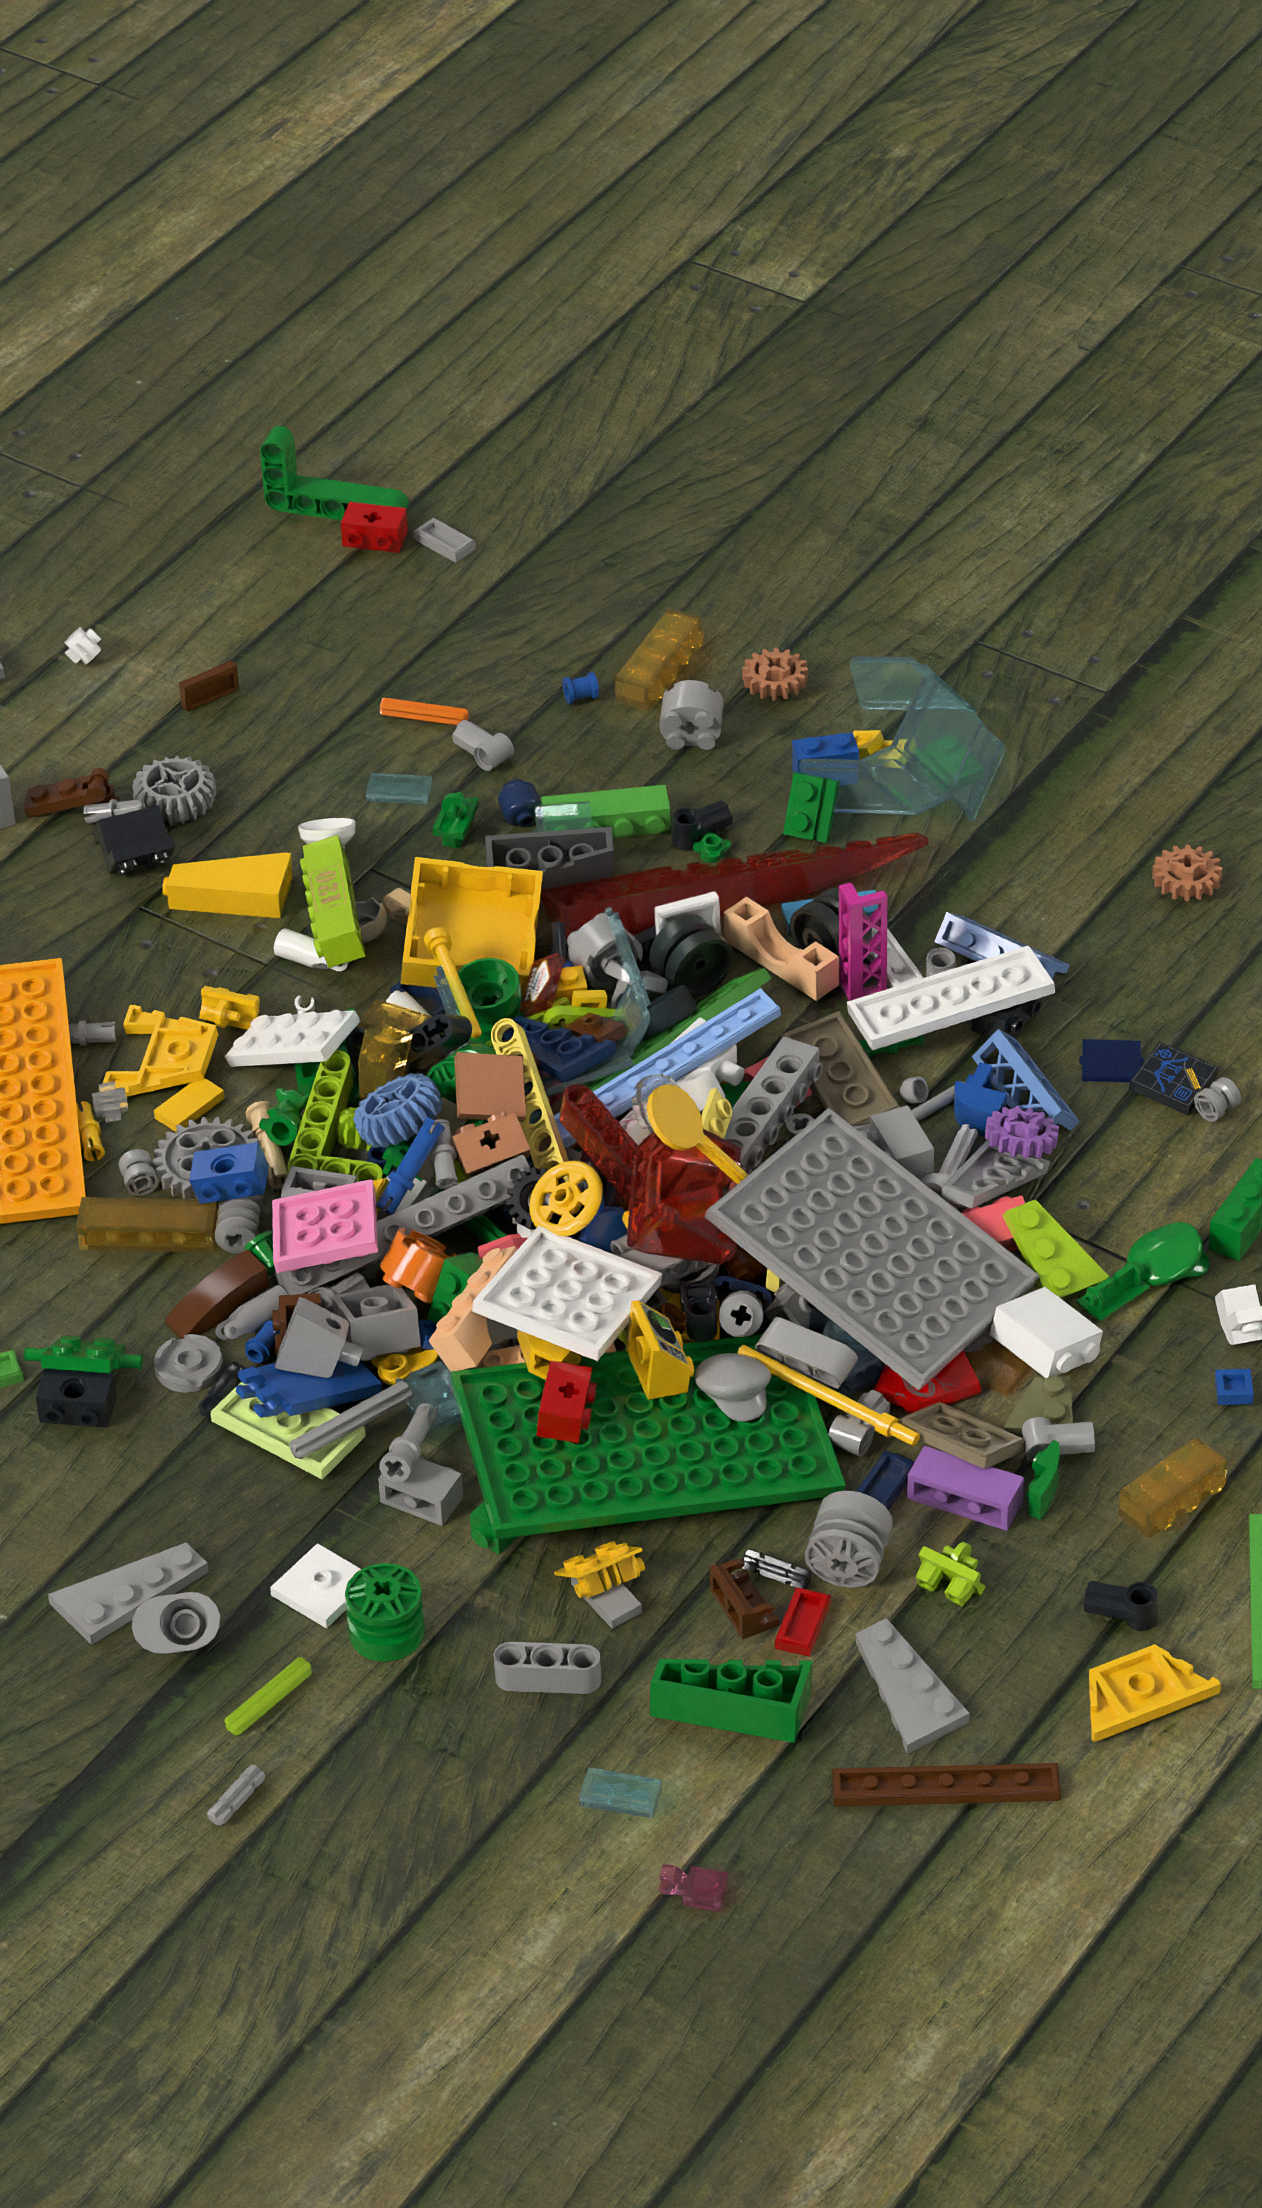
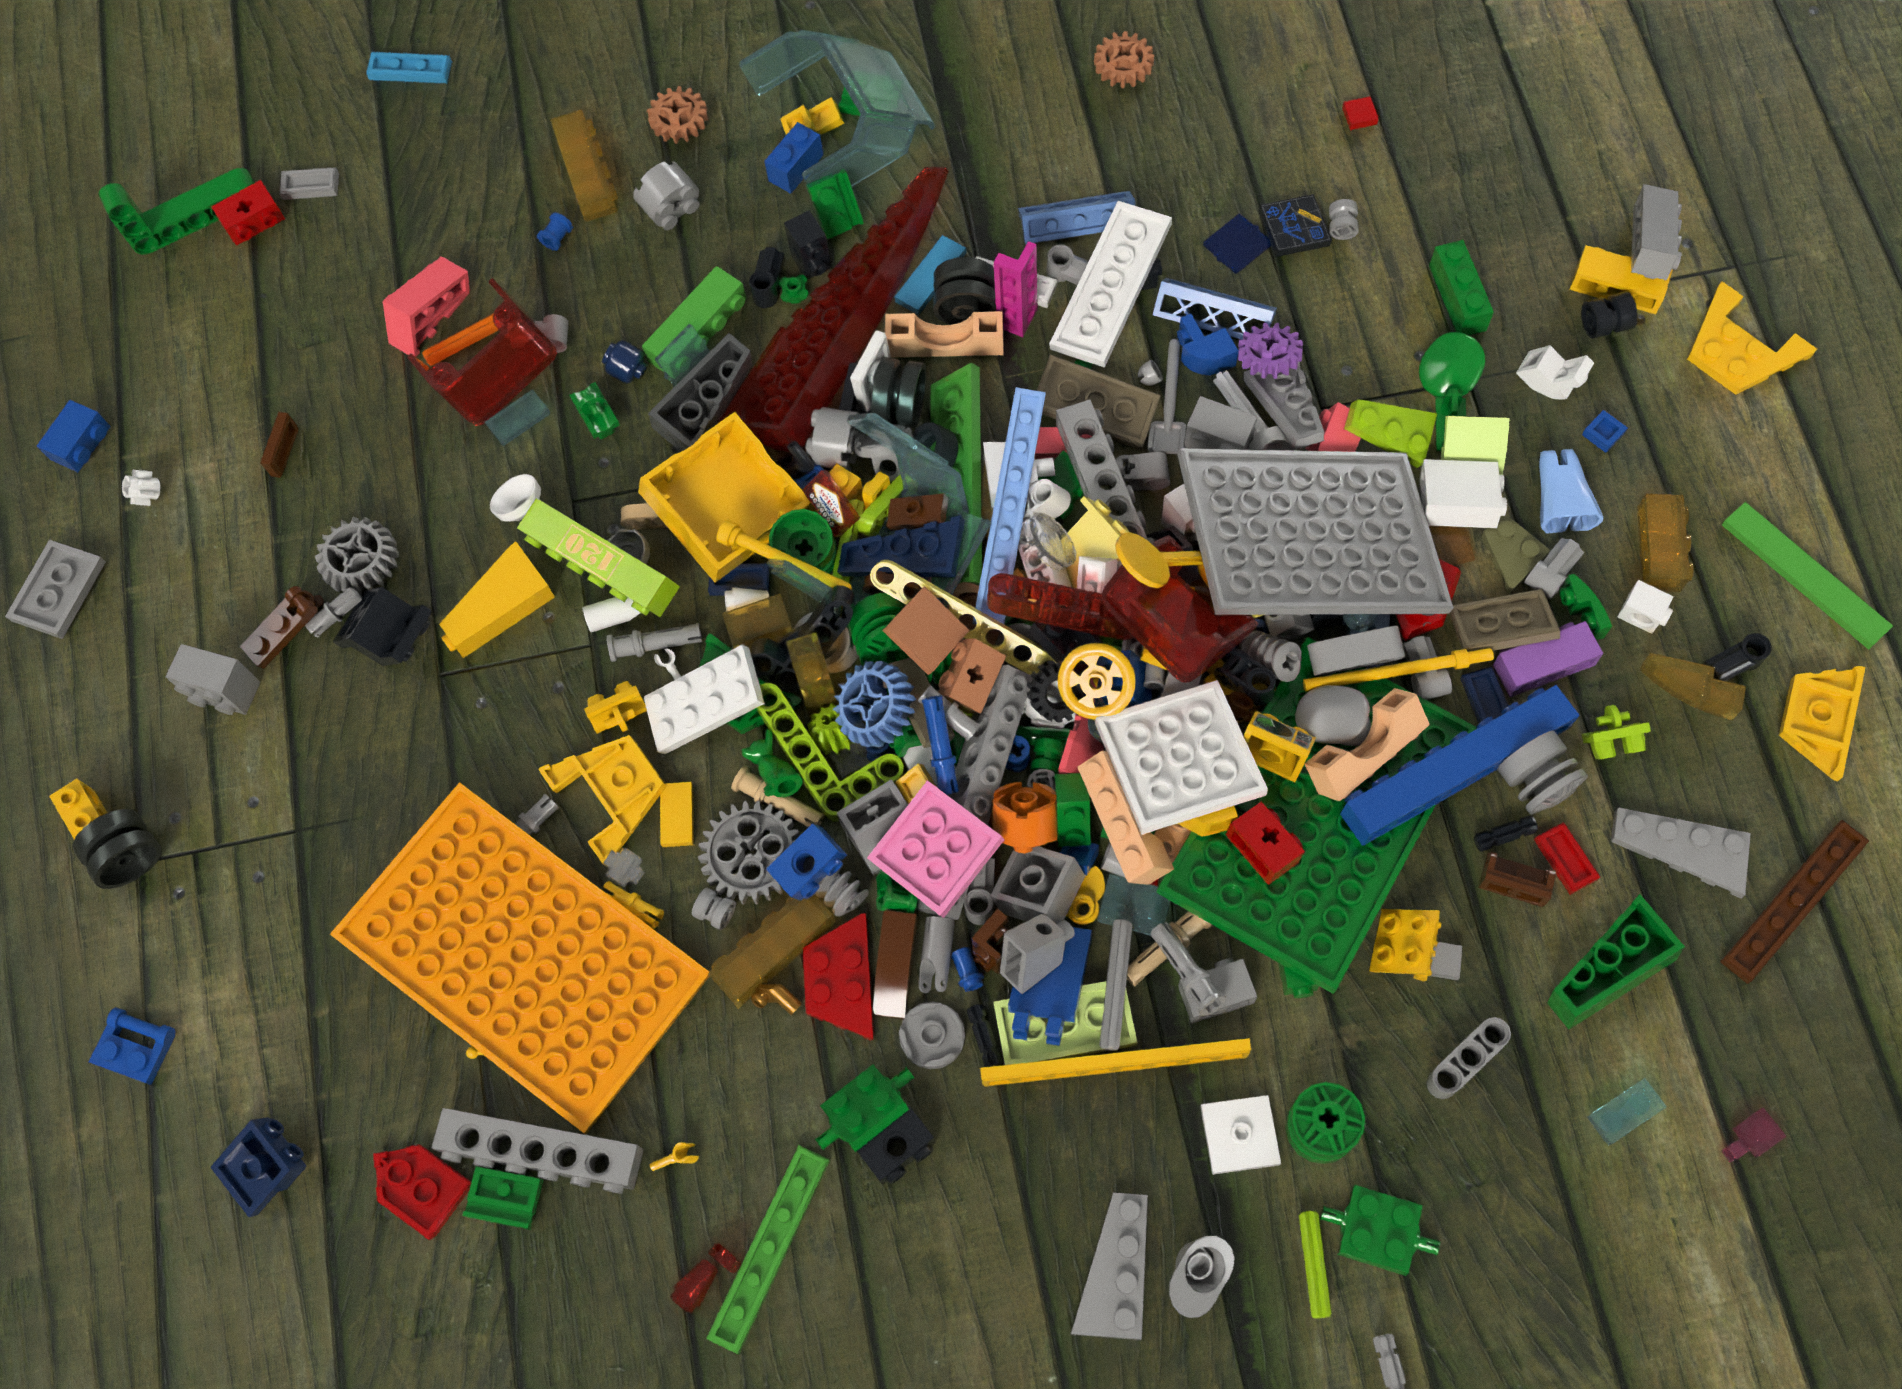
camera: 40 degrees left, 25 degrees up
(78, 584) = (73, 436): none -> blue brick
(114, 1255) = (775, 994): none -> pearl gold arm
(166, 1279) = (839, 978): none -> red wing
(292, 1471) = (1115, 1062): none -> yellow tile
(299, 983) = (639, 642): none -> light grey pin
(342, 1715) = (1380, 1230): none -> green plate
(421, 736) = (498, 369): none -> clear red windscreen
(422, 665) = (423, 302): none -> coral wedge
(440, 1436) = (1185, 929): none -> tan pin
(472, 1234) = (1021, 747): none -> blue bush
(616, 513) = (409, 67): none -> dark azure tile
(752, 818) = (808, 245): none -> black brick
(775, 1414) = (1395, 723): none -> light nougat arch
(778, 1477) = (1455, 766): none -> blue brick
(1064, 1594) = (1695, 685): none -> clear yellow slope
(1095, 1515) = (1646, 607): none -> white brick
(1107, 1305) = (1476, 439): none -> yellowish green slope
(1136, 1400) = (1566, 494): none -> light blue piece

